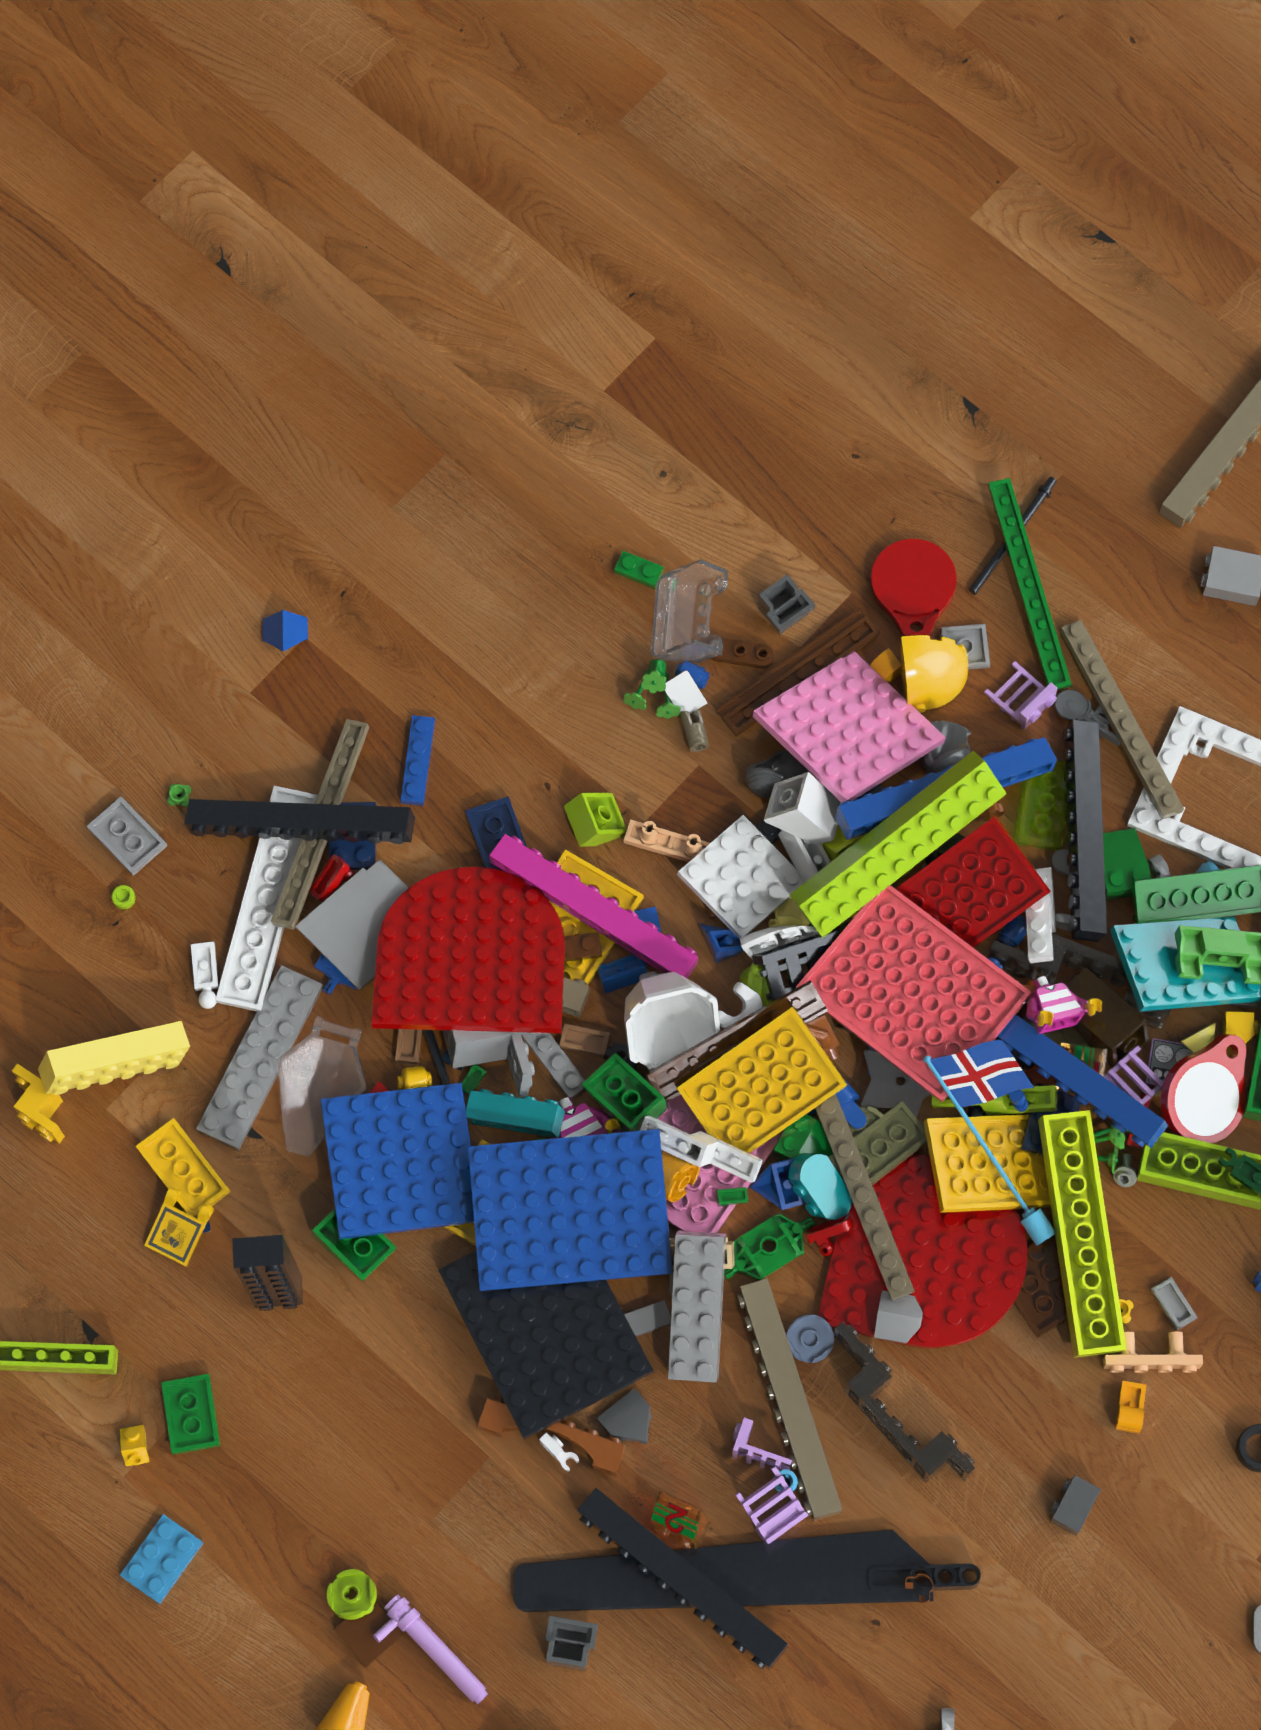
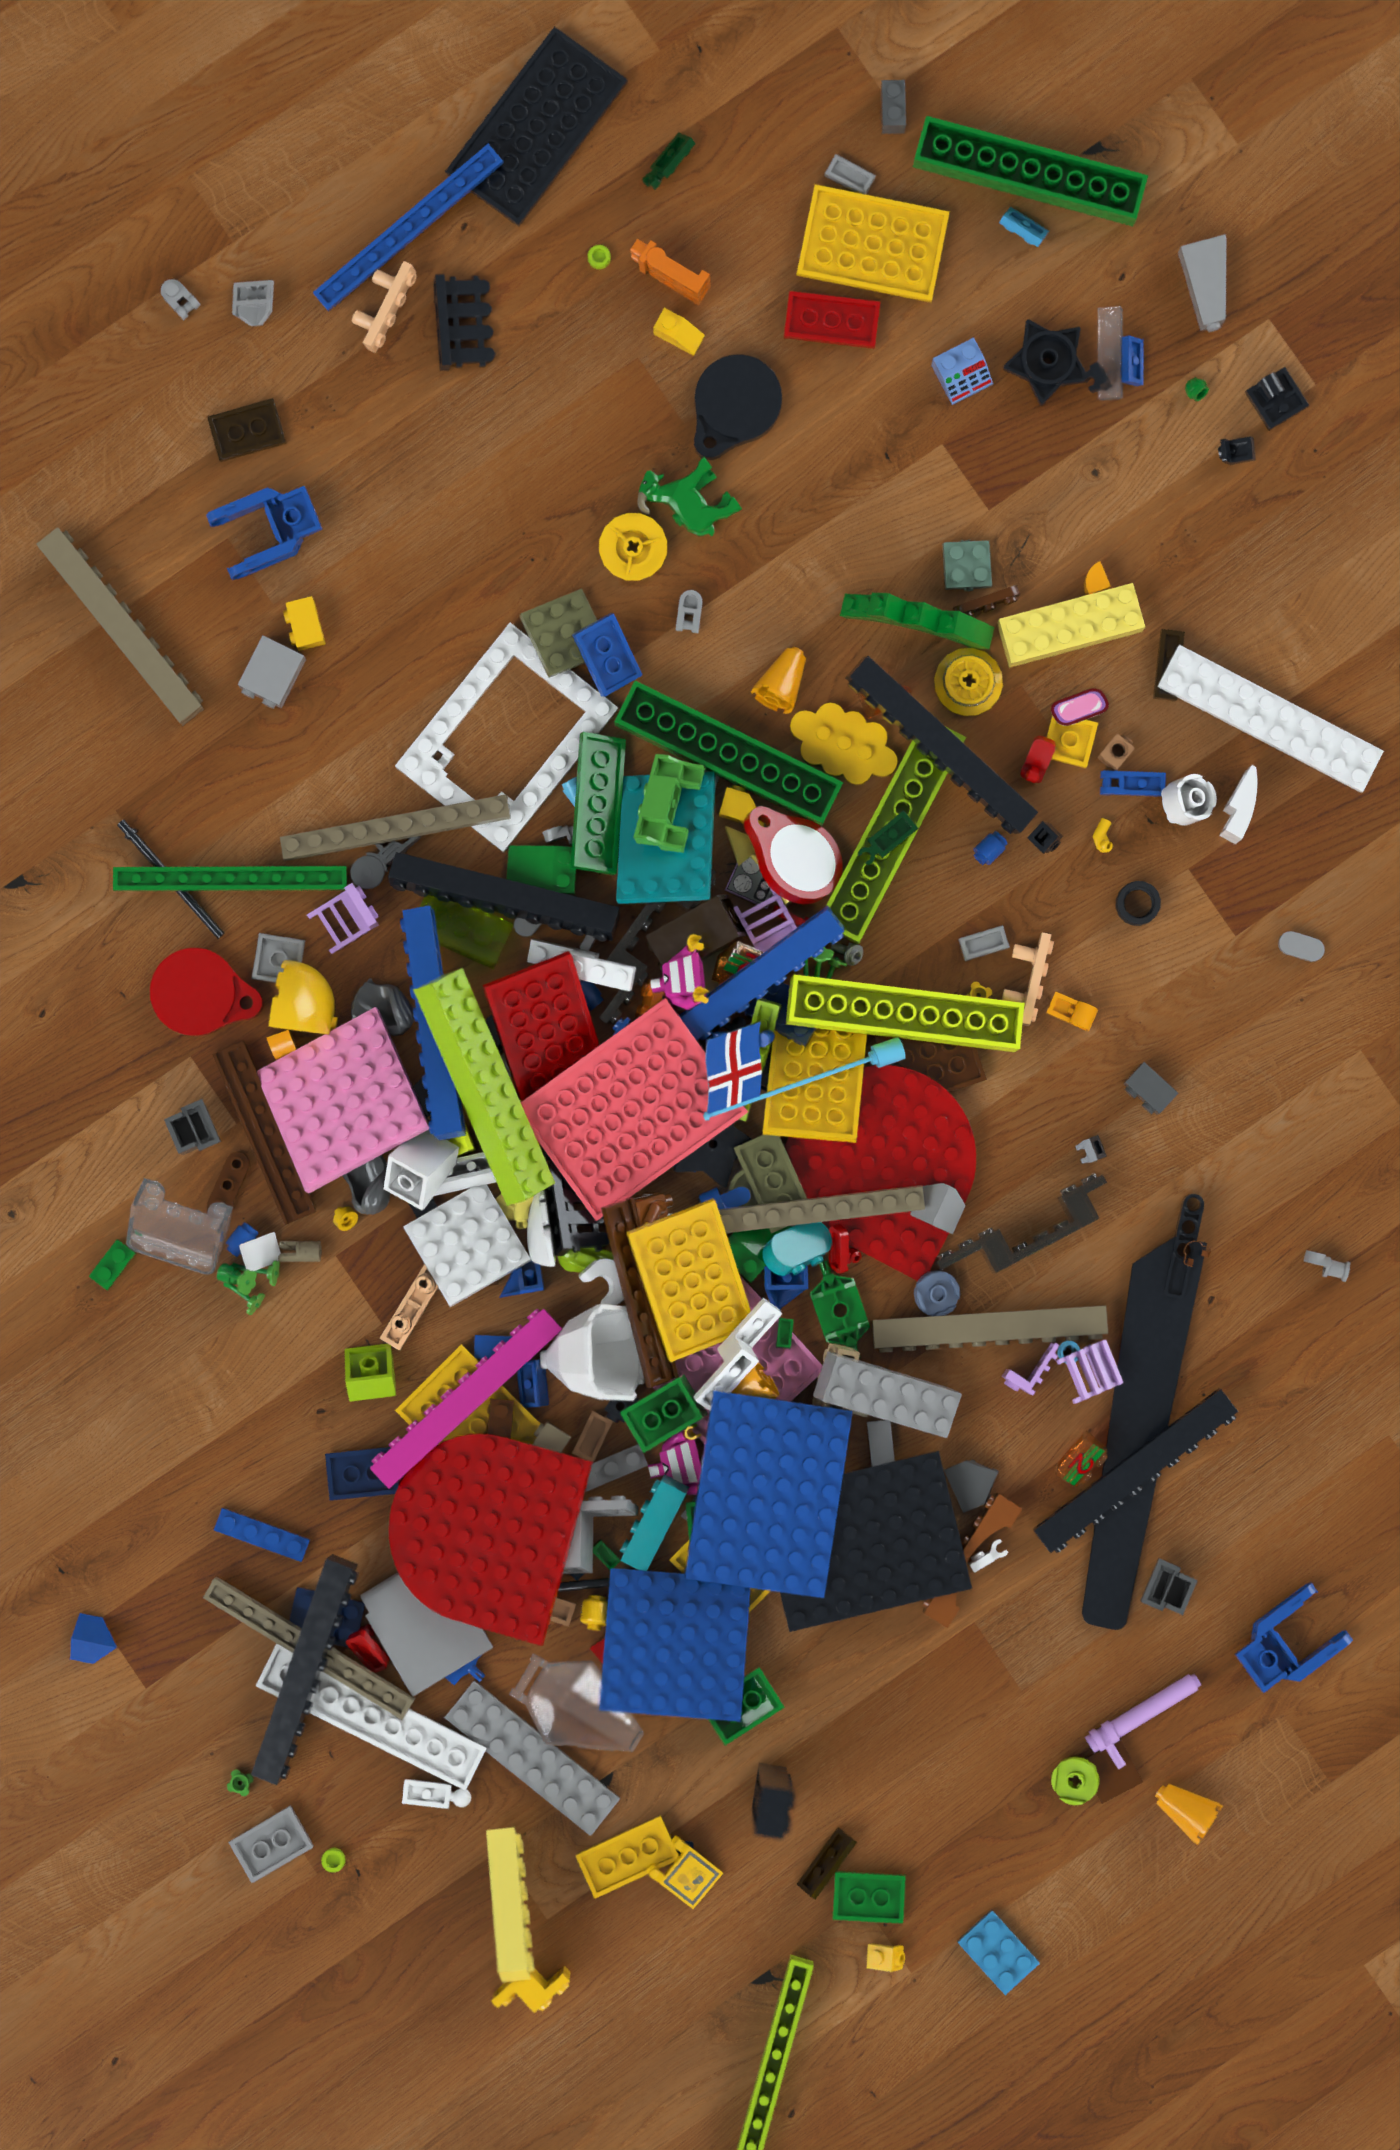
camera: 80 degrees left, 15 degrees up
(216, 1363) = (826, 1863): none -> dark brown plate
(736, 762) = (345, 1218): none -> yellow tile
(997, 1461) = (1093, 1149): none -> tile

